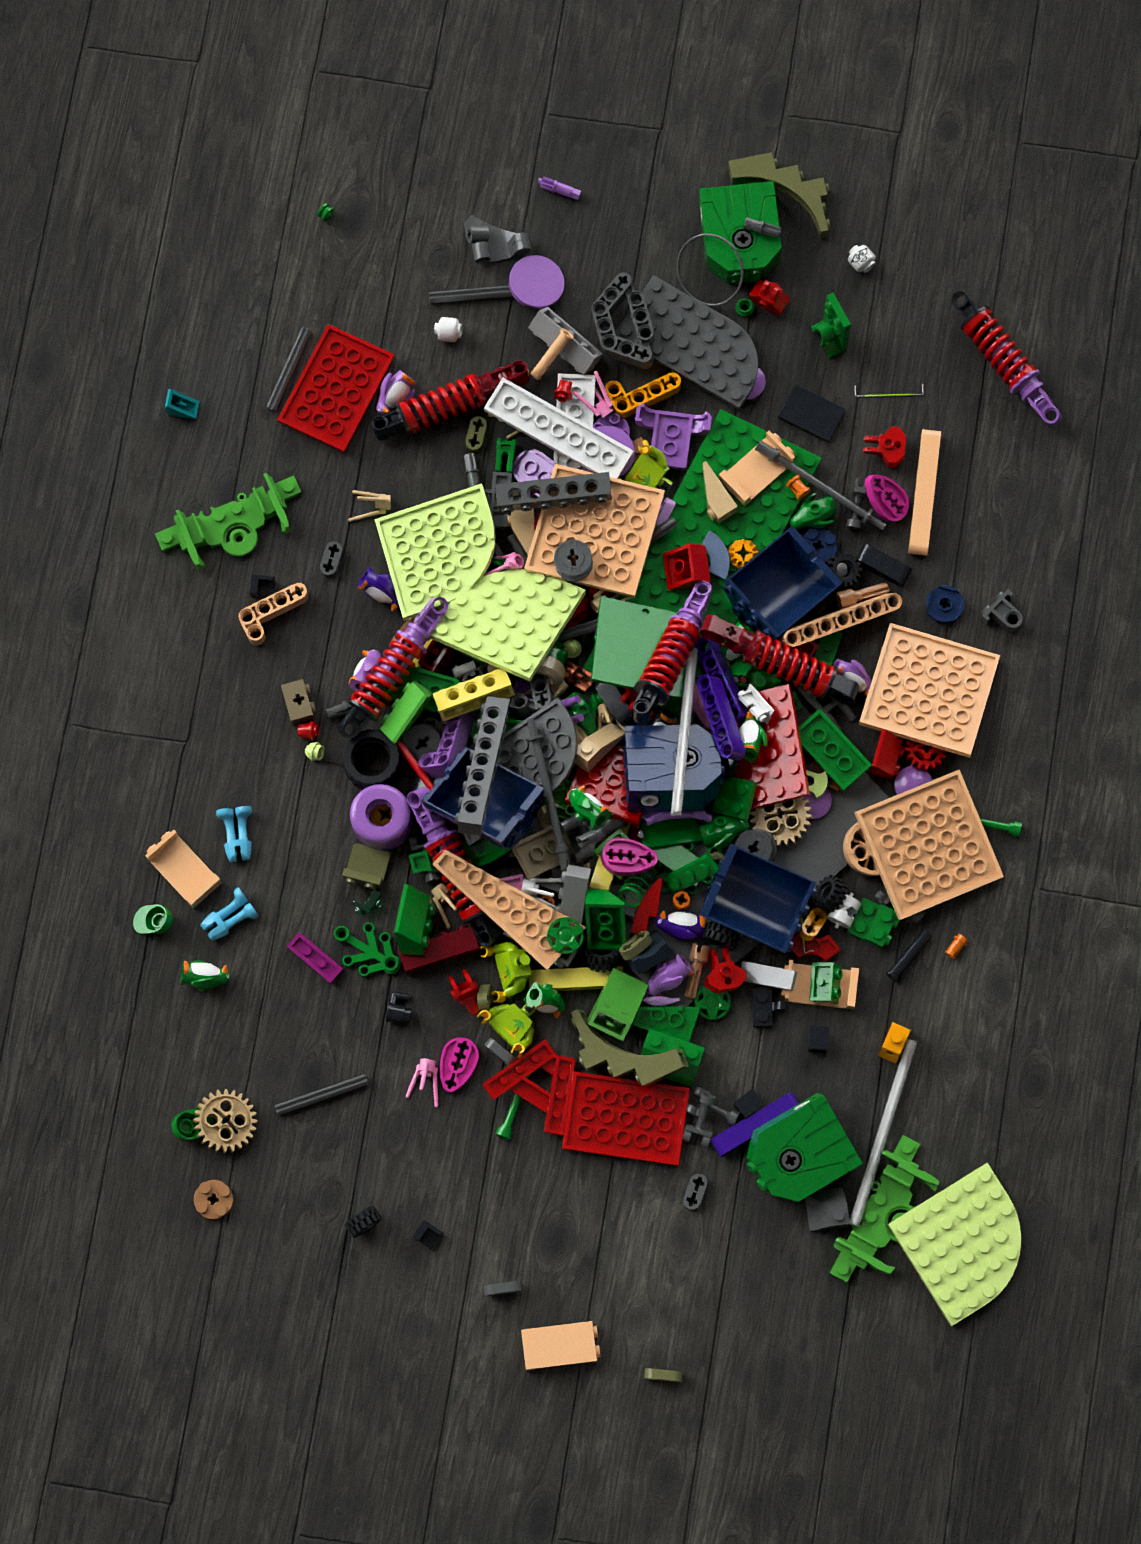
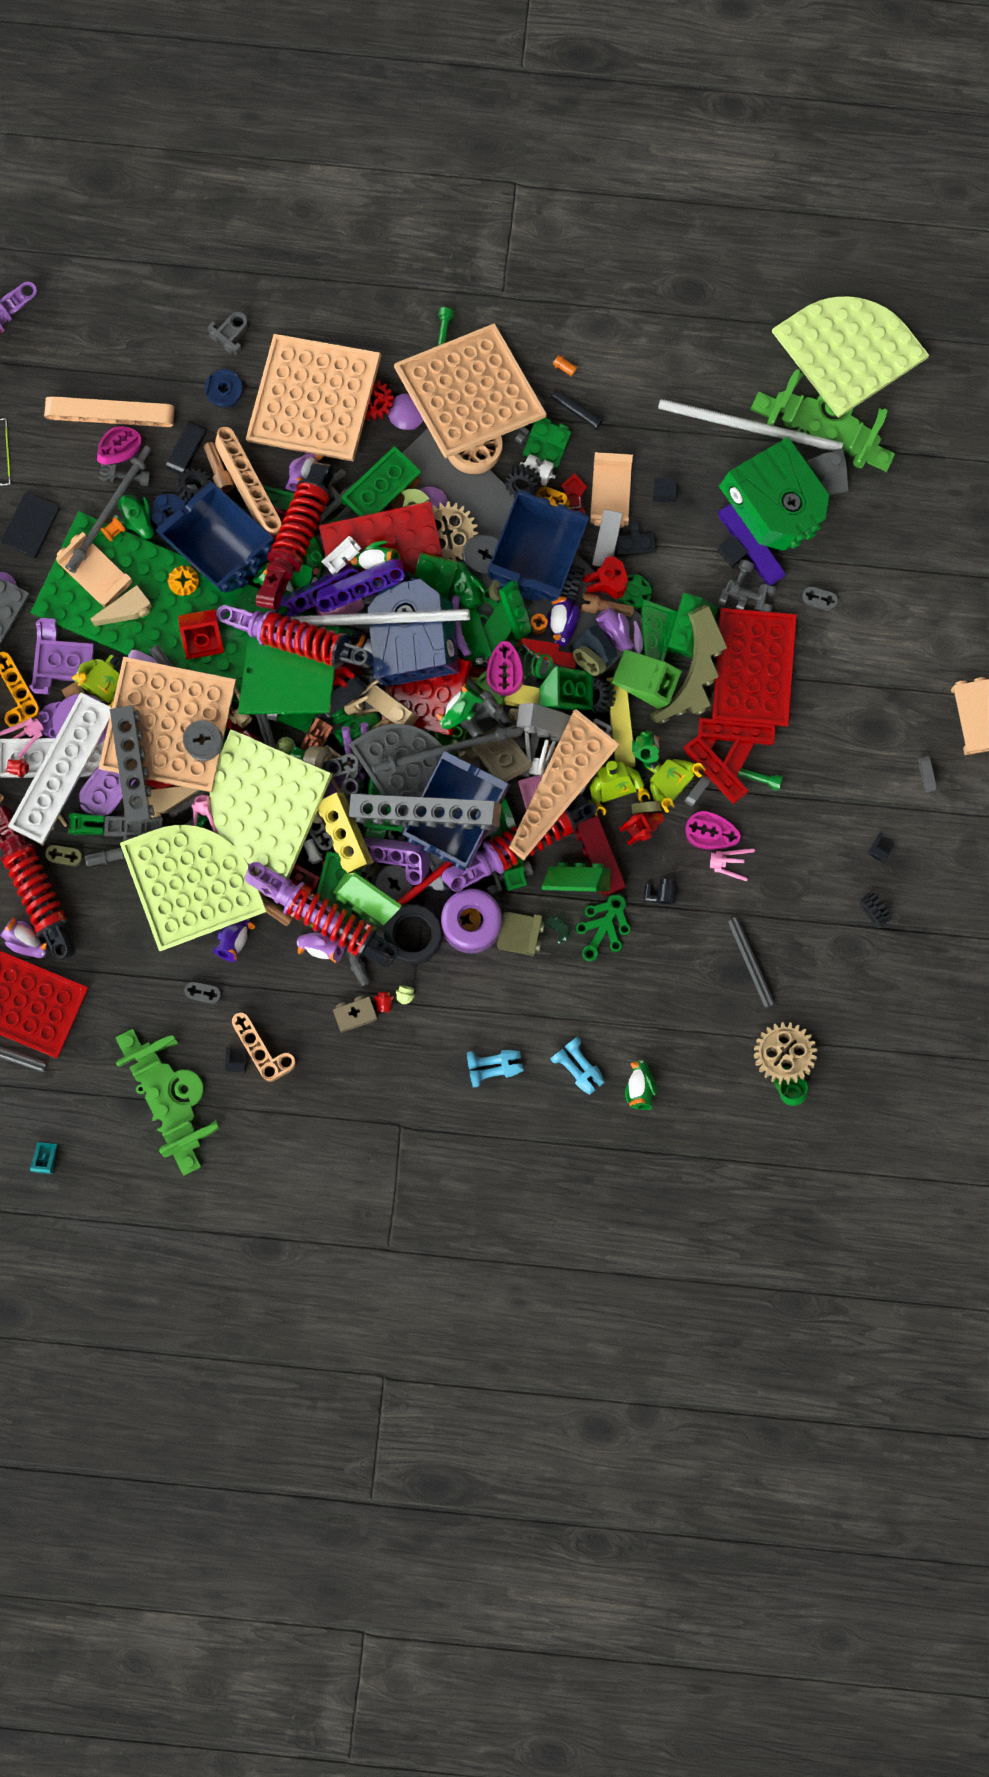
camera: 100 degrees left, 5 degrees up
(153, 919) = (588, 1142): green cap -> none
(182, 868) = (533, 1117): light nougat panel -> none
(219, 1208) = (853, 1066): medium nougat plate -> none
(315, 958) = (615, 978): magenta plate -> none
(382, 502) = (140, 945): tan plant -> none
(441, 894) = (543, 857): tan plant -> none
(565, 935) = (585, 727): green wheel -> none
(718, 556) = (186, 604): sand blue tile -> none
(825, 982) = (609, 485): green bracket -> none
(887, 446) = (64, 448): red hinge -> none
(887, 755) = (380, 436): red slope -> none
(894, 1042) = (662, 417): light orange torso -> none

